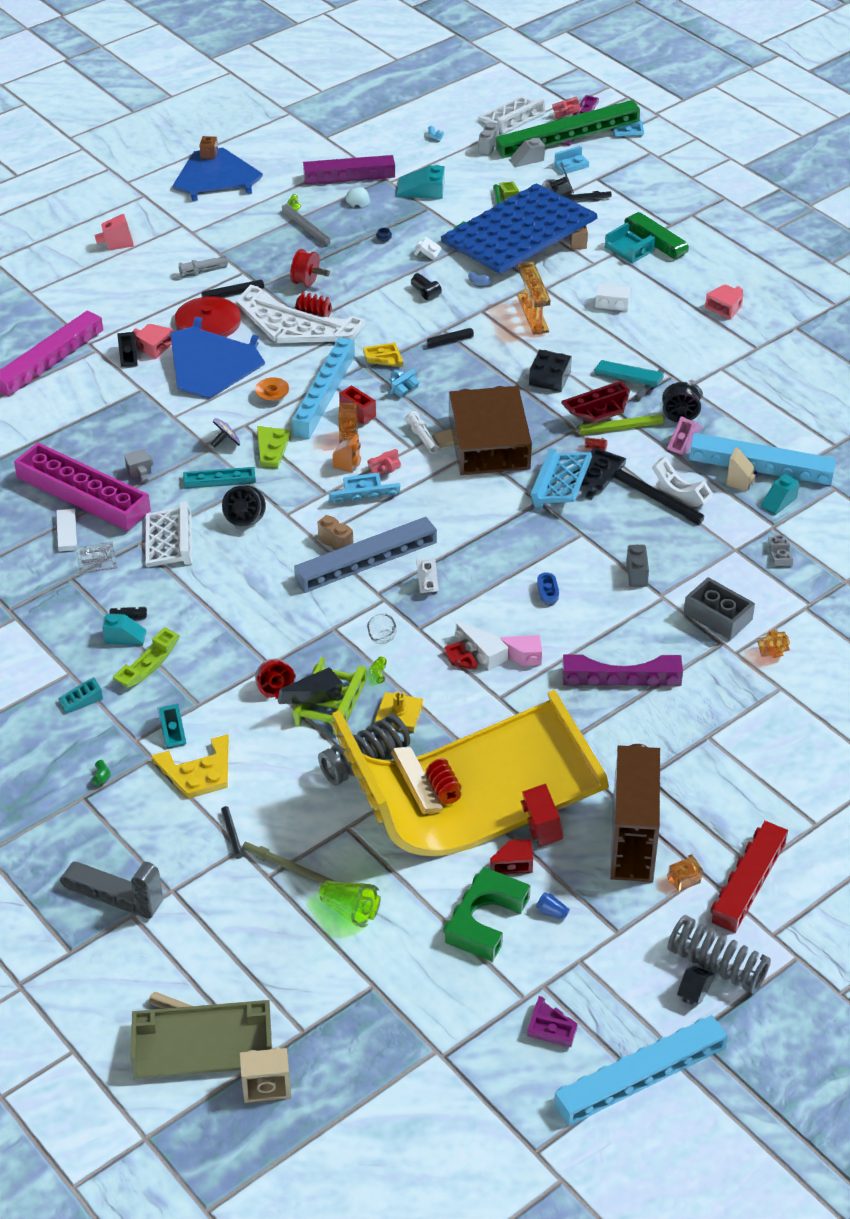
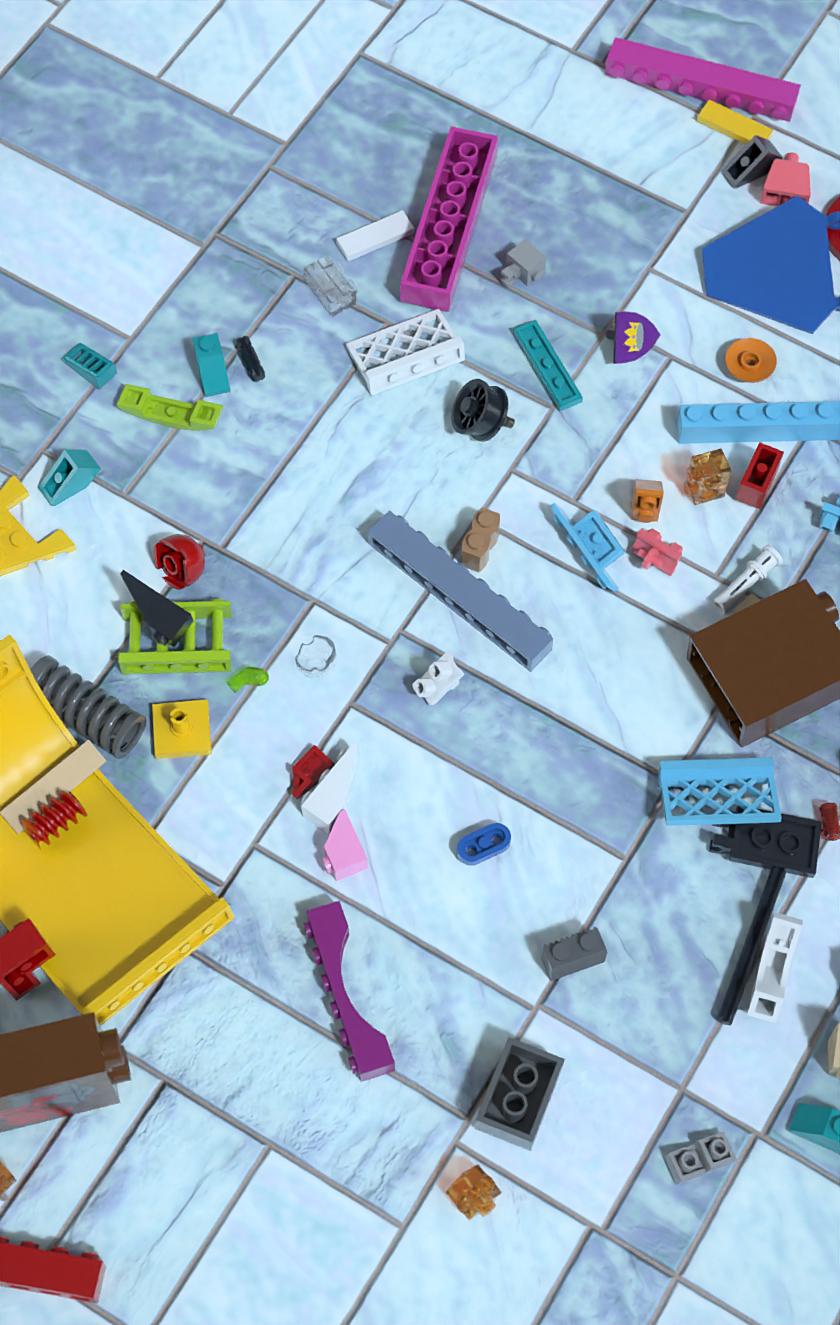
camera: 70 degrees right, 20 degrees up
(91, 351) = (732, 123): none -> yellow tile
(272, 445) = (639, 403): lime wing -> none

